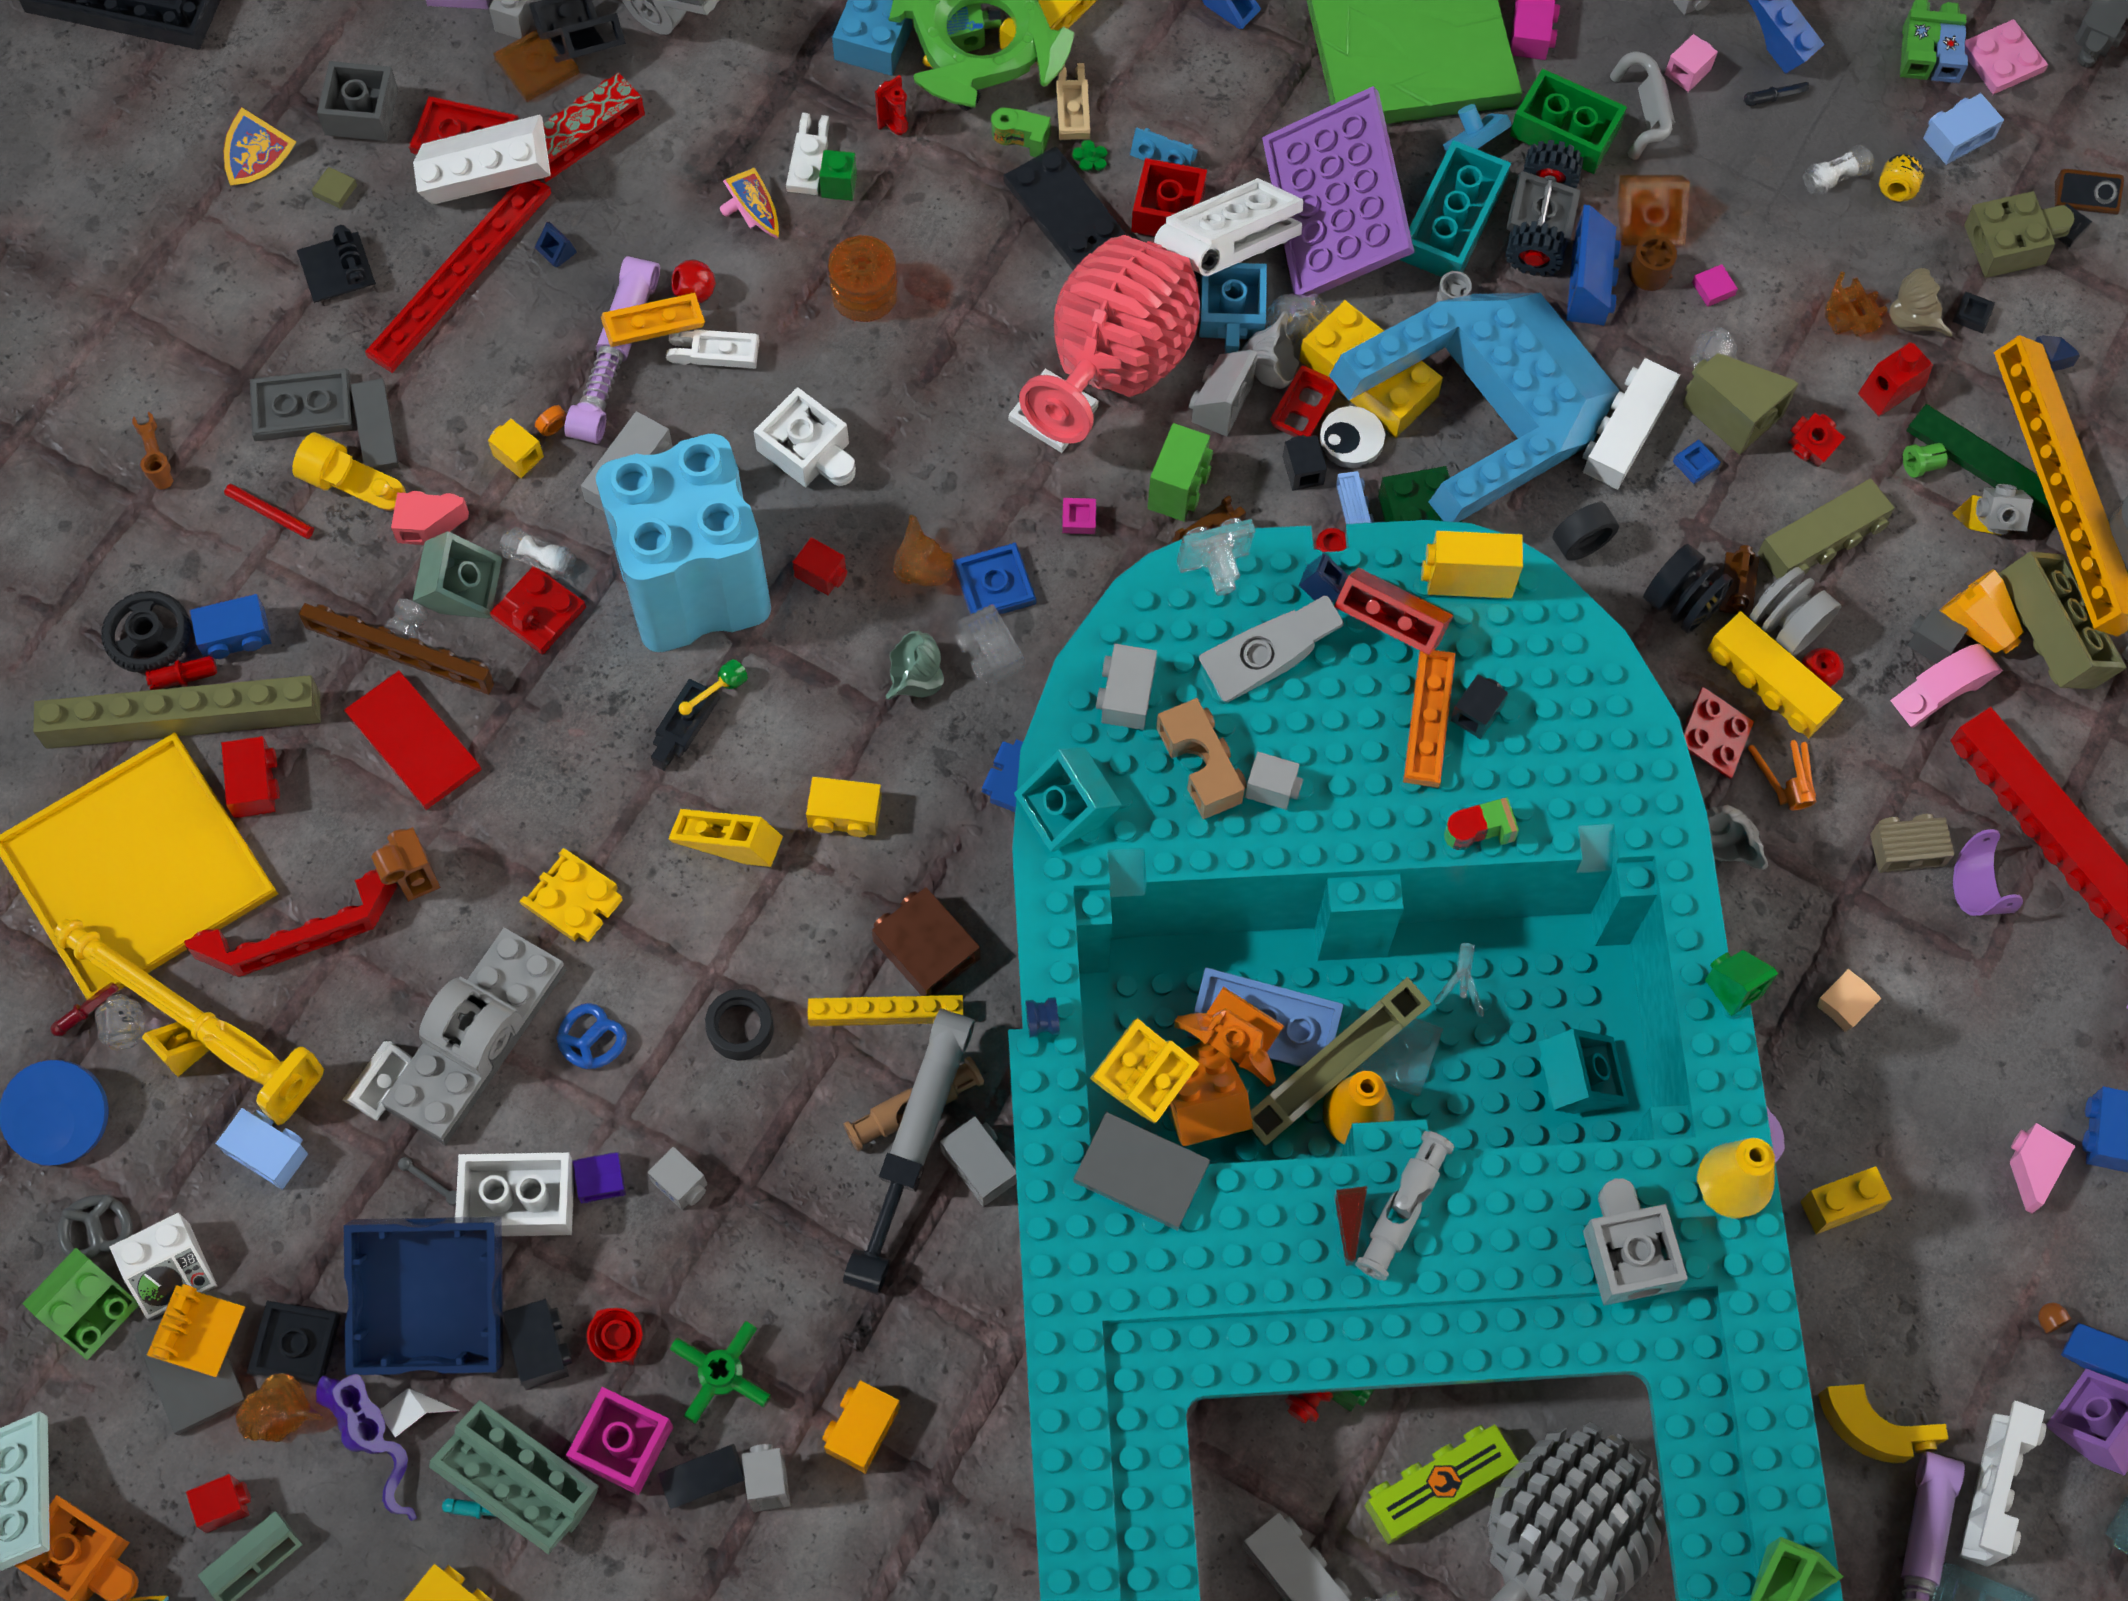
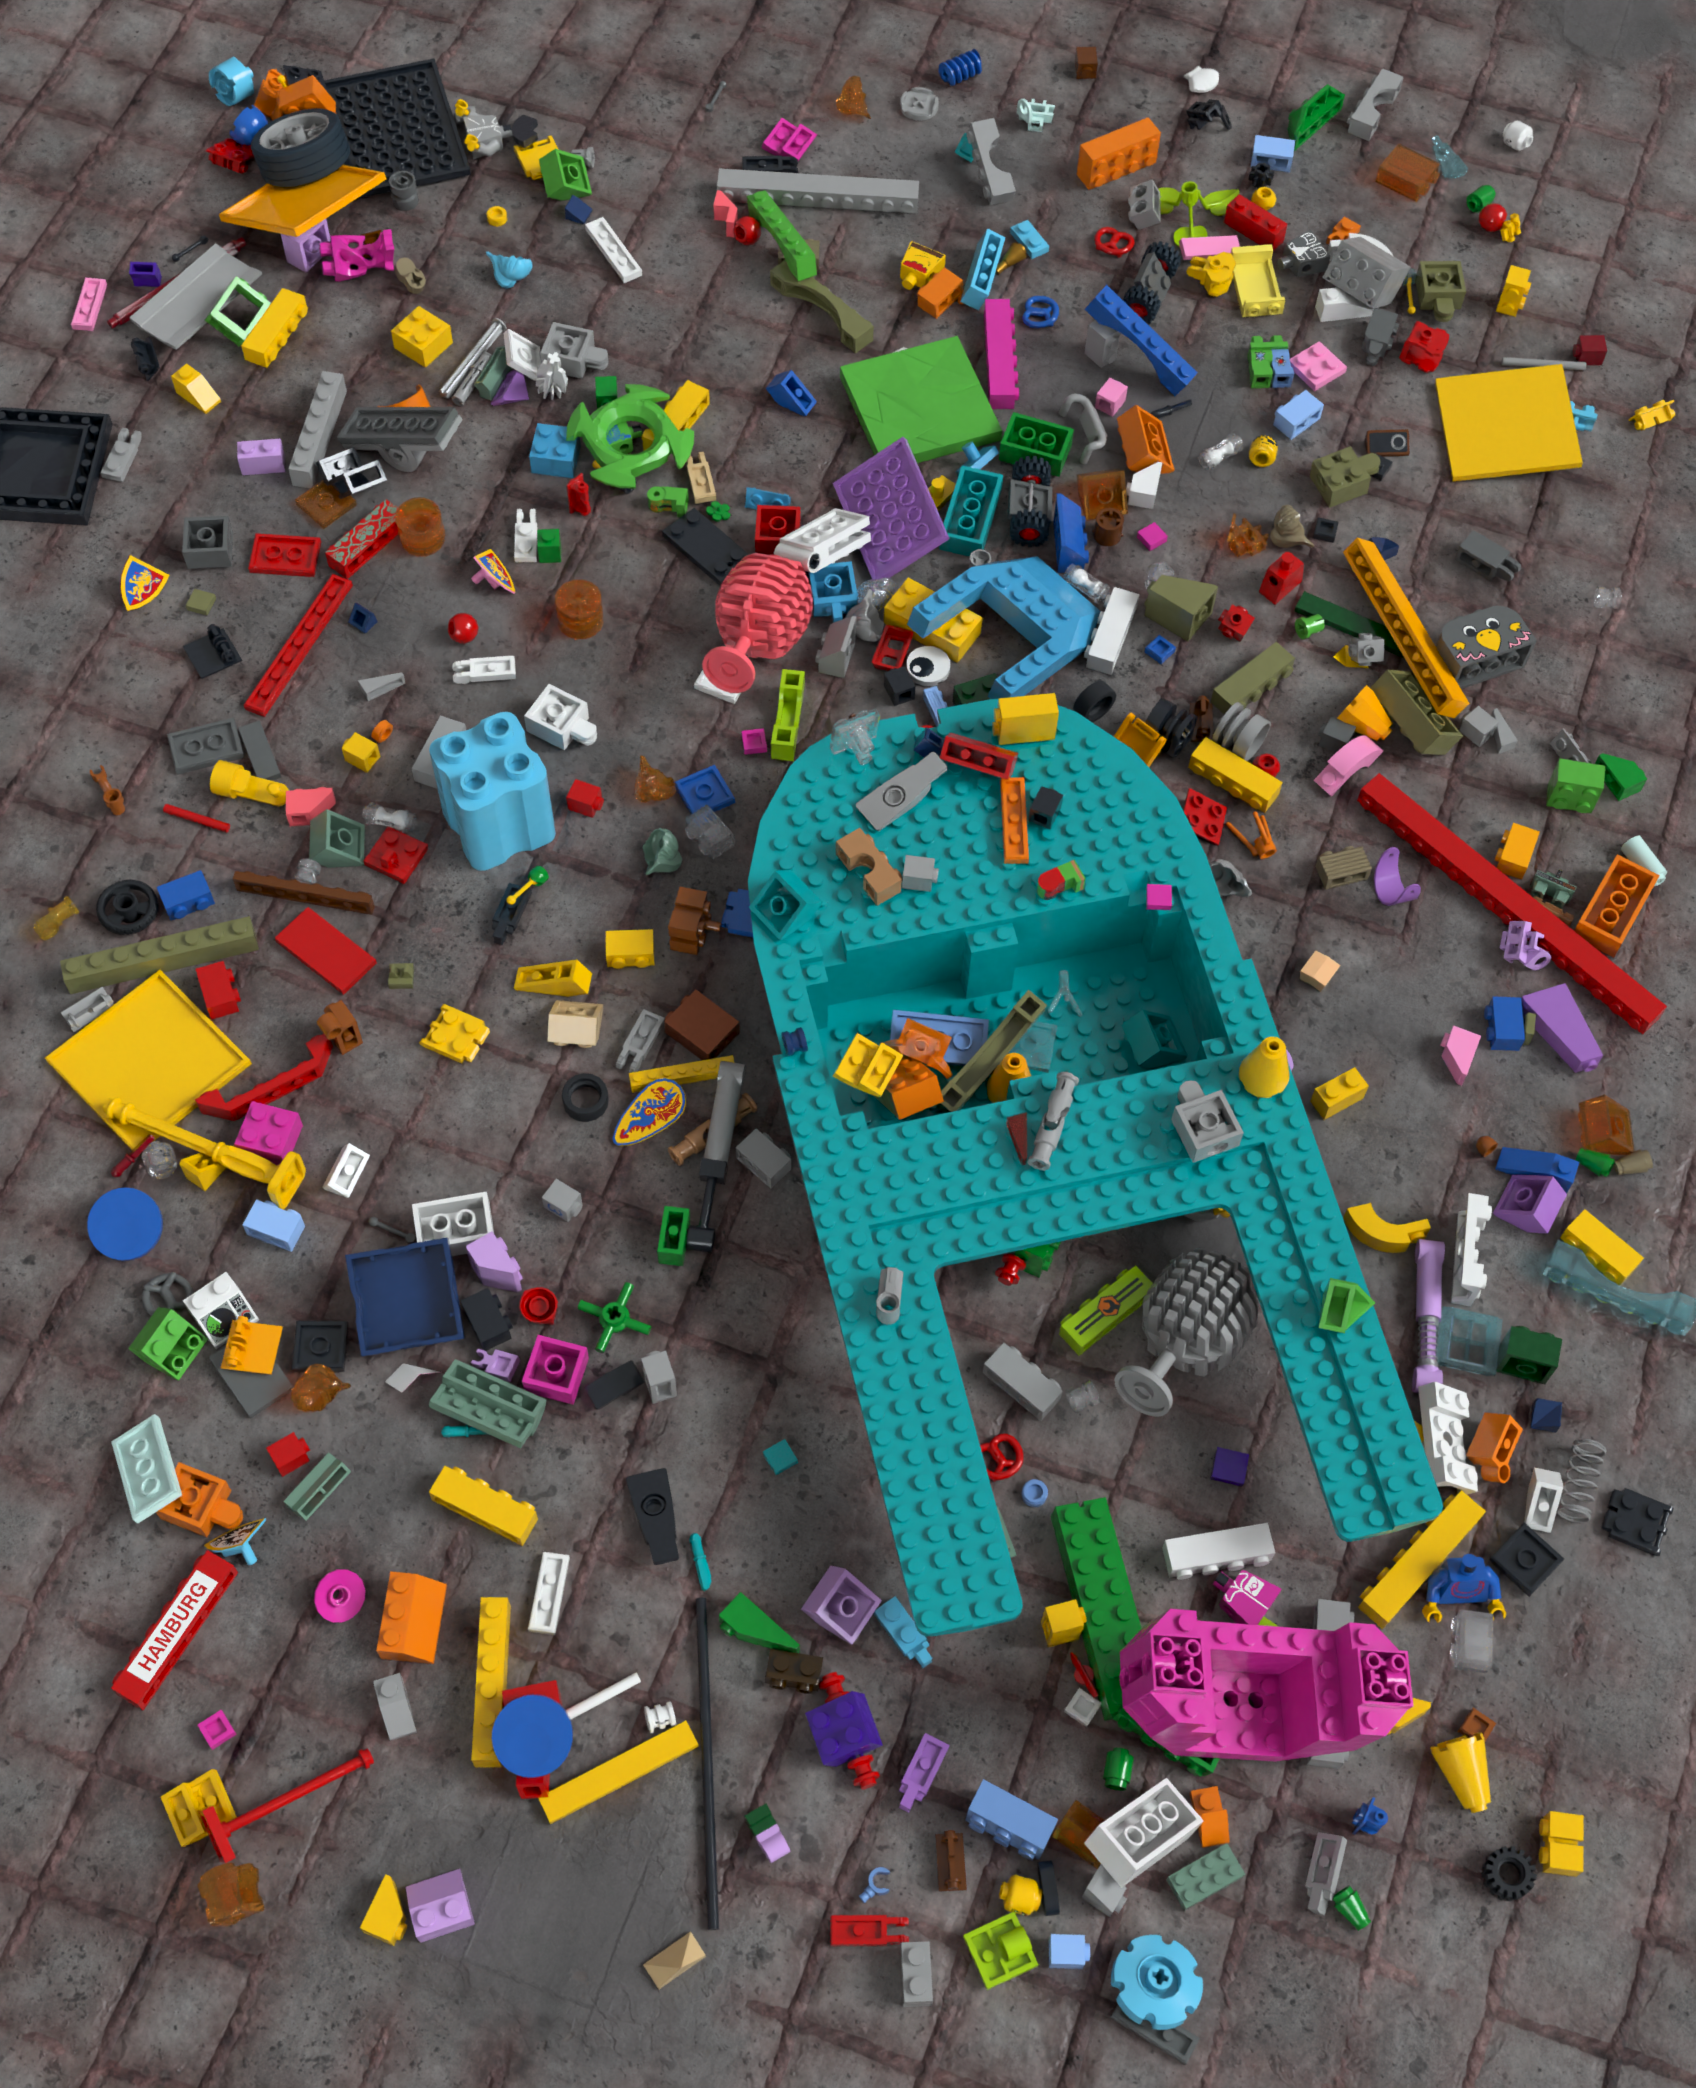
camera: 10 degrees left, 5 degrees down
(42, 633) = (54, 919): none -> clear yellow connector
(62, 776) = (87, 1009): none -> light grey hinge
(181, 673) = (158, 930): red axle -> none
(279, 1007) = (269, 1132): none -> dark pink brick
(363, 1430) = (378, 1390): dark purple animal -> none
(471, 1034) = (403, 1130): light grey piece -> none
(482, 160) = (303, 569): white slope -> none
(512, 795) = (401, 976): none -> olive tile
(543, 1417) = (499, 1364): none -> lavender plate
(557, 351) = (380, 685): none -> light grey piece
(557, 1262) = (493, 1263): none -> lavender slope
(584, 1043) = (484, 1122): blue piece -> none
(587, 419) = (423, 636): lavender piece -> none
(599, 1177) = (508, 1208): dark purple piece -> none
(652, 319) = (440, 655): light orange plate -> none
(659, 121) = (420, 526): none -> clear orange wheel
(744, 908) = (574, 1023): none -> tan slope
(827, 1262) = (673, 1236): none -> green brick
(828, 1064) = (650, 1112): none -> shield
(834, 948) = (640, 1039): none -> light grey hinge
(861, 1426) = (715, 1336): light orange brick -> none
(936, 779) = (690, 920): none -> dark orange brick
(1112, 1440) = (889, 1295): none -> light grey piece
(1128, 686) = (813, 828): light grey brick -> none
(1131, 496) = (788, 715): none -> lime arch
(1141, 1171) = (877, 1127): dark grey tile -> none
(1180, 472) = (817, 702): bright green brick -> none
(1416, 173) = (941, 491): none -> yellow tile
(1596, 336) = (1080, 578): none -> clear piece
(1625, 872) = (1158, 897): none -> dark pink tile
(1638, 605) = (1140, 738): none -> light orange container
(1716, 208) = (1144, 486): none -> white slope
(1728, 140) = (1144, 440): none -> orange slope
(1739, 980) = (1245, 950): green slope -> none

